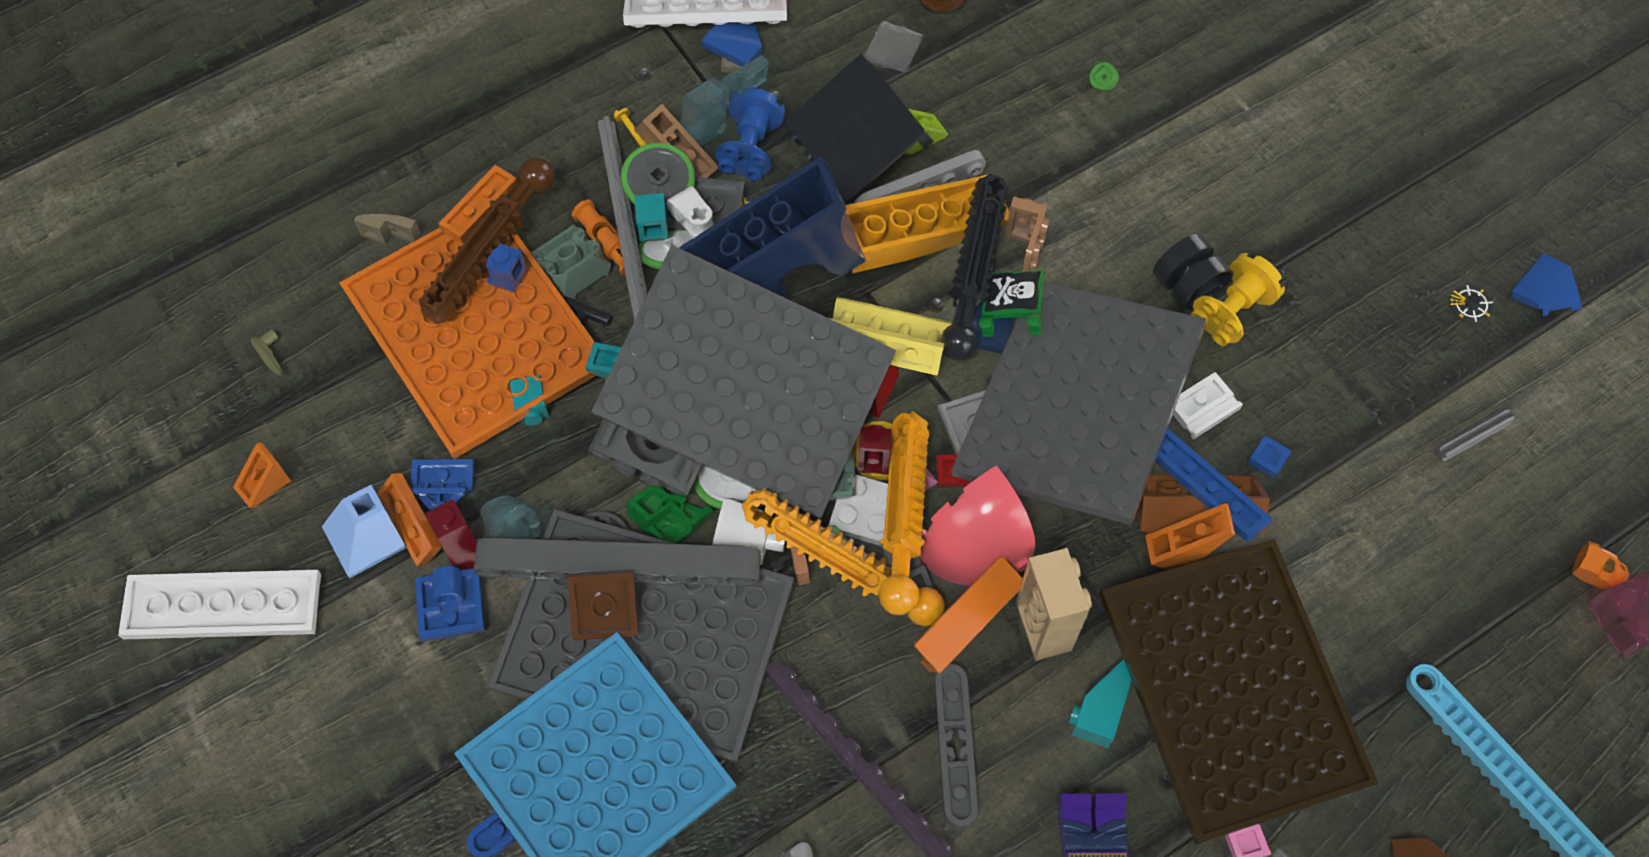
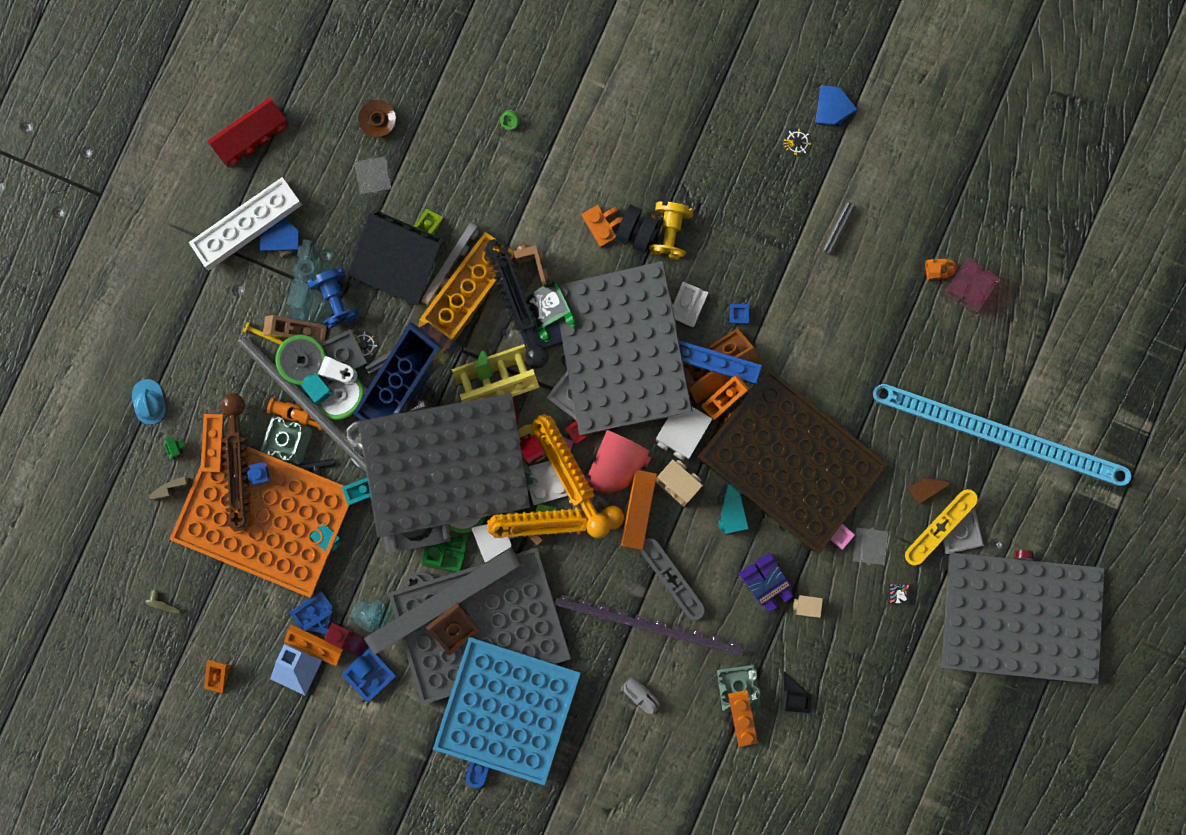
camera: 30 degrees left, 20 degrees up
(220, 604) = (251, 752): white plate -> none
(432, 187) = (173, 447): none -> green tile
(444, 128) = (148, 401): none -> dark azure piece
(880, 310) = (483, 367): none -> bright green slope
(1104, 552) = (683, 433): none -> white panel
(1142, 249) = (599, 225): none -> orange hinge

